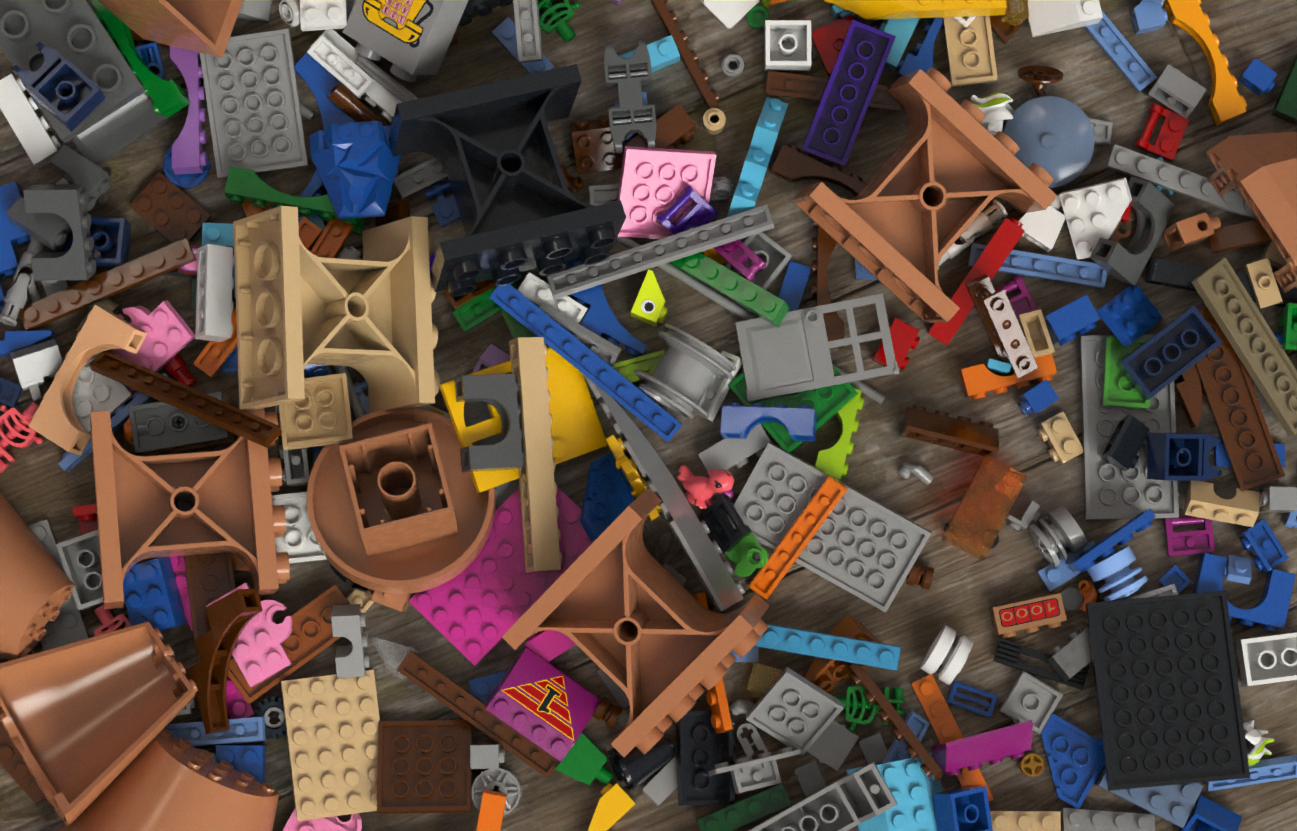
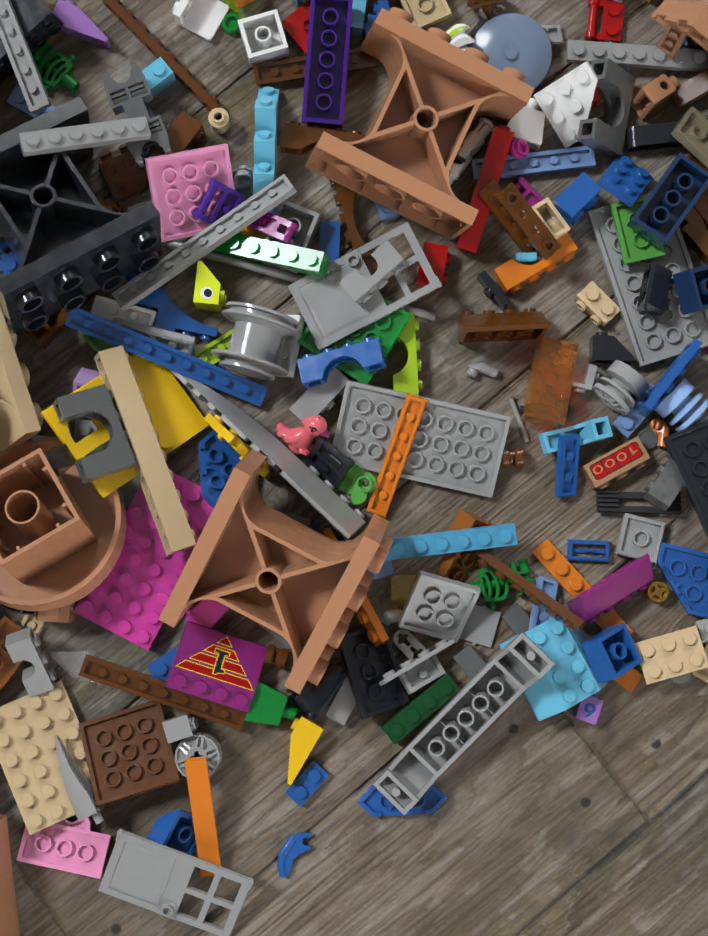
camera: 15 degrees left, 0 degrees up
(361, 788) = (77, 786): none -> light grey piece
(447, 440) = (60, 459): none -> clear smoke bracket
(477, 310) = (63, 342): green plate -> none
(570, 109) = (84, 136): none -> light grey plate
(732, 58) = (221, 64): light grey plate -> none
(849, 332) = (361, 287): none -> light grey arch
(939, 535) = (518, 417): none -> light grey piece
(950, 656) = (556, 517): white wheel -> none
(952, 390) = (492, 291): none -> black plate
(976, 601) = (567, 465): none -> blue tile
(994, 572) = (590, 432): none -> medium azure arch
(1026, 246) = (519, 148): none -> dark pink plate
(1037, 399) = (567, 275): blue brick -> none
(1057, 491) = (607, 349): none -> black slope

